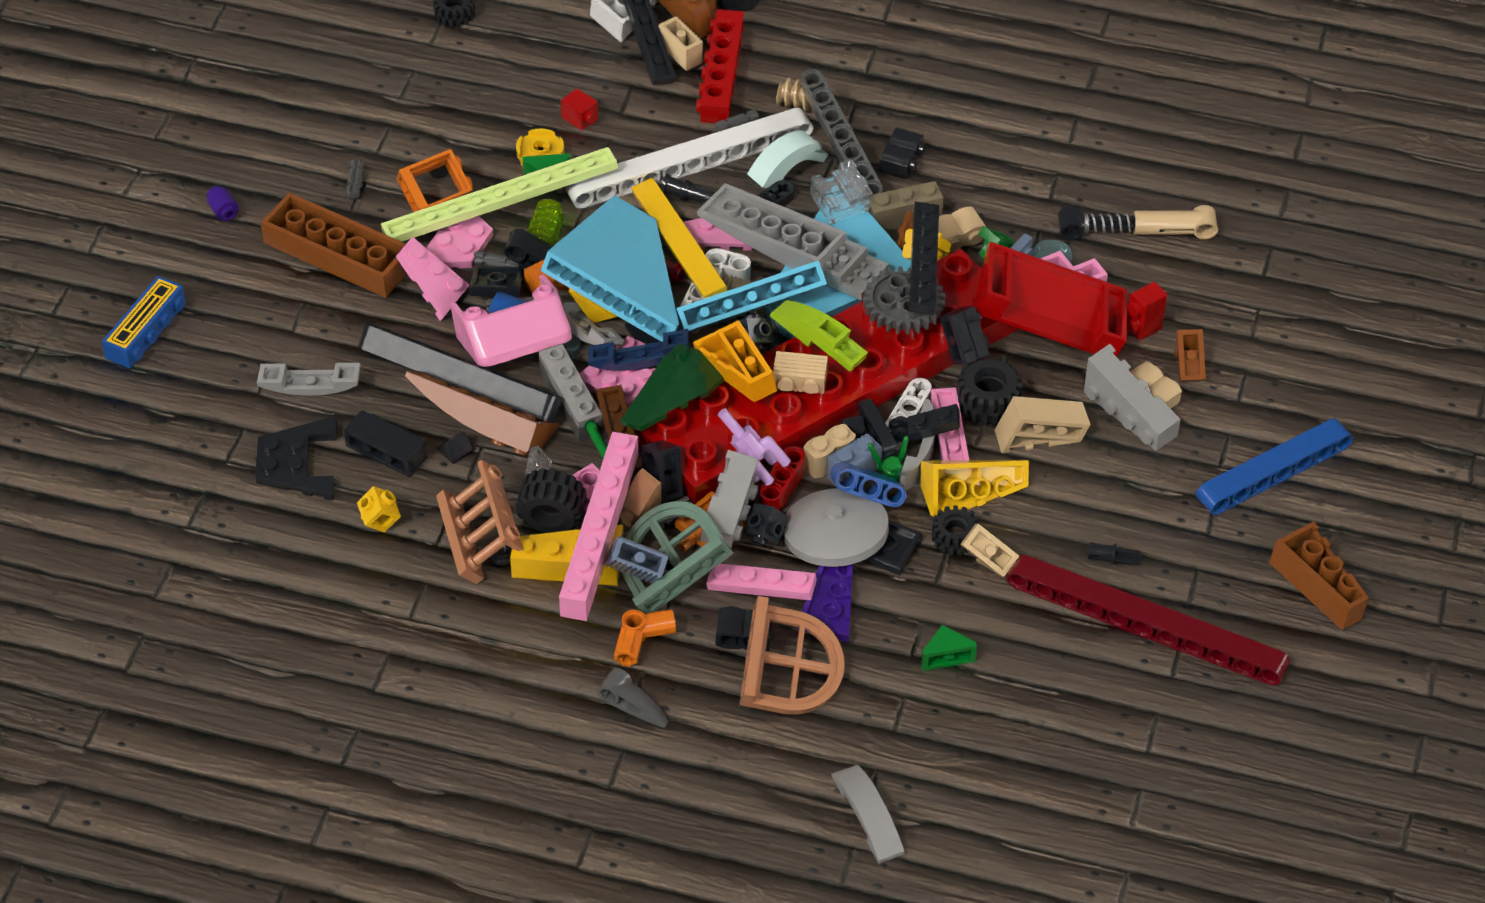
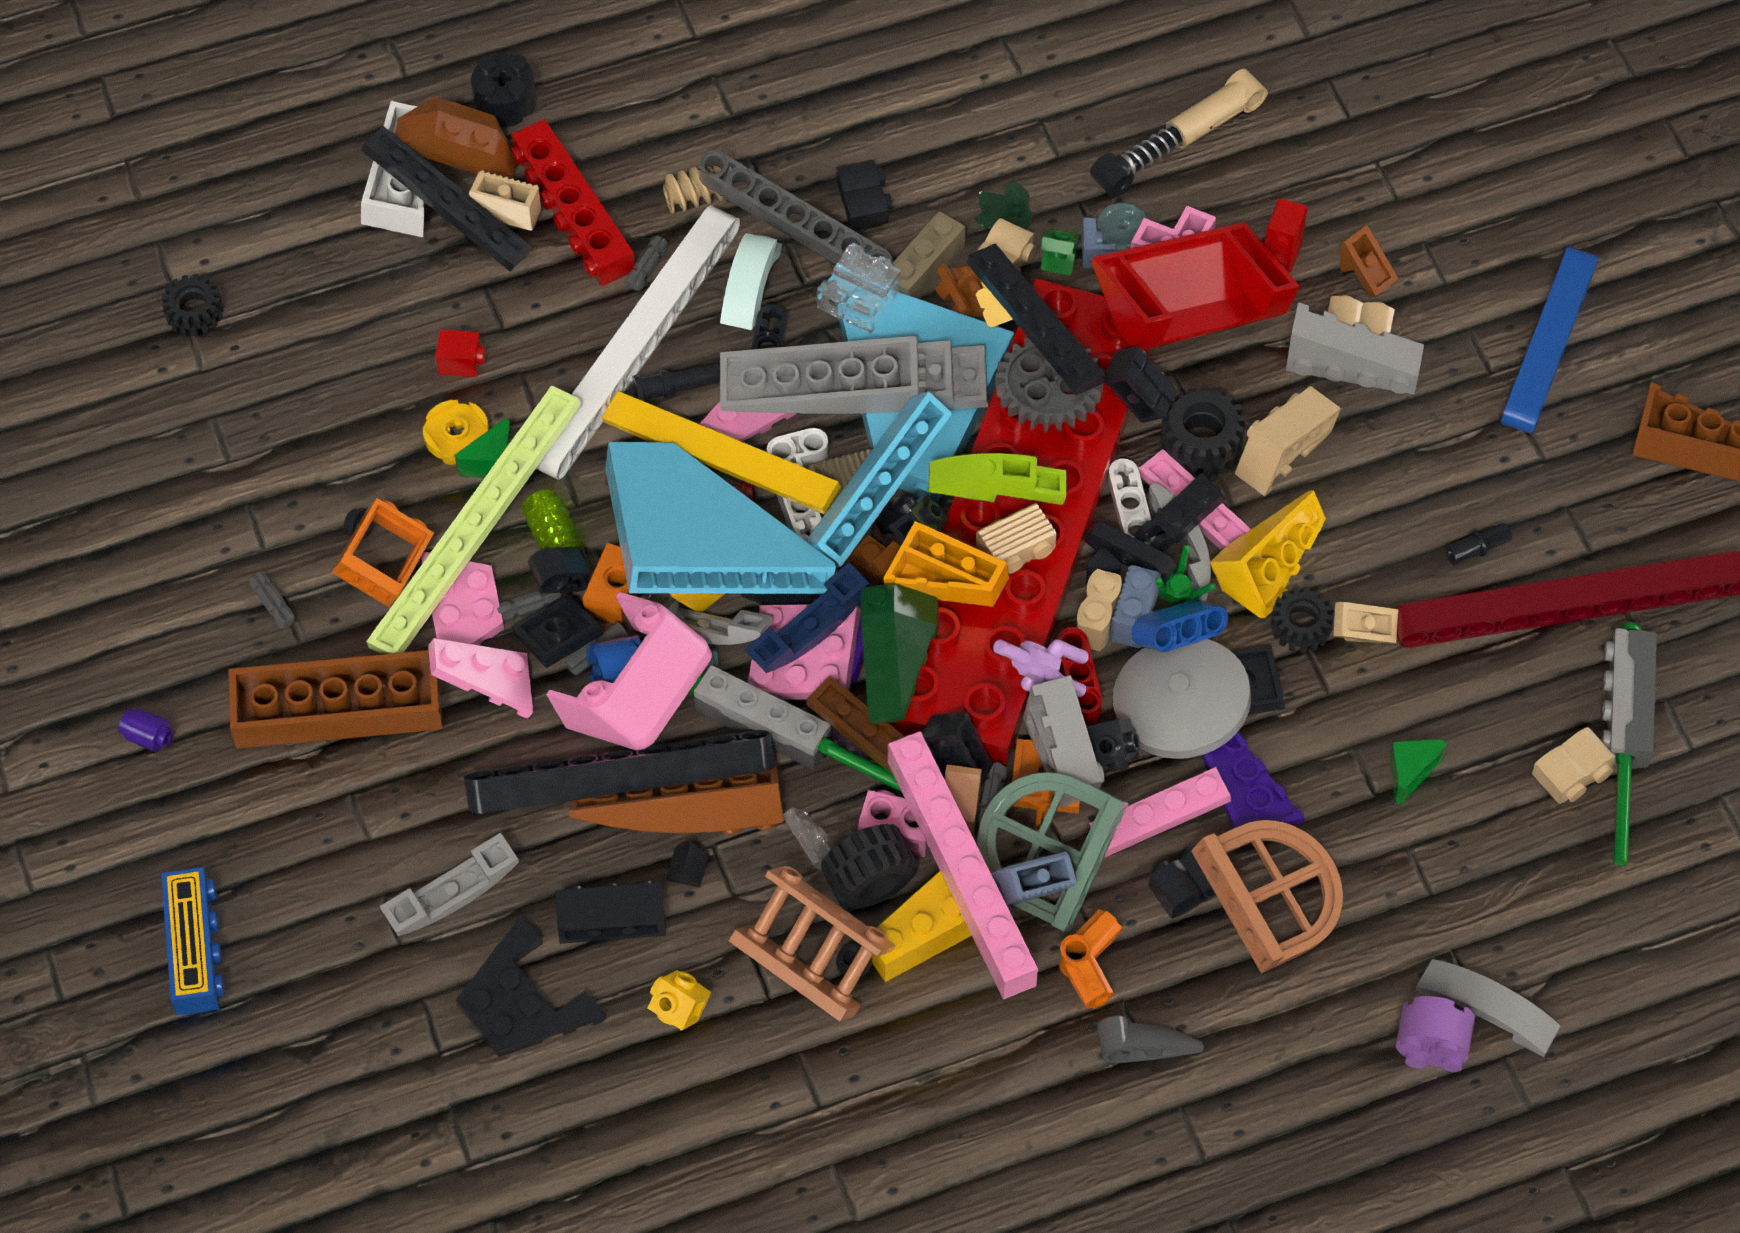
camera: 35 degrees left, 10 degrees up
(811, 798) = (1435, 1033): none -> medium lavender brick
(988, 209) = (1007, 206): none -> clear green plate
(1053, 710) = (1574, 765): none -> tan brick
(1118, 704) = (1629, 716): none -> piece

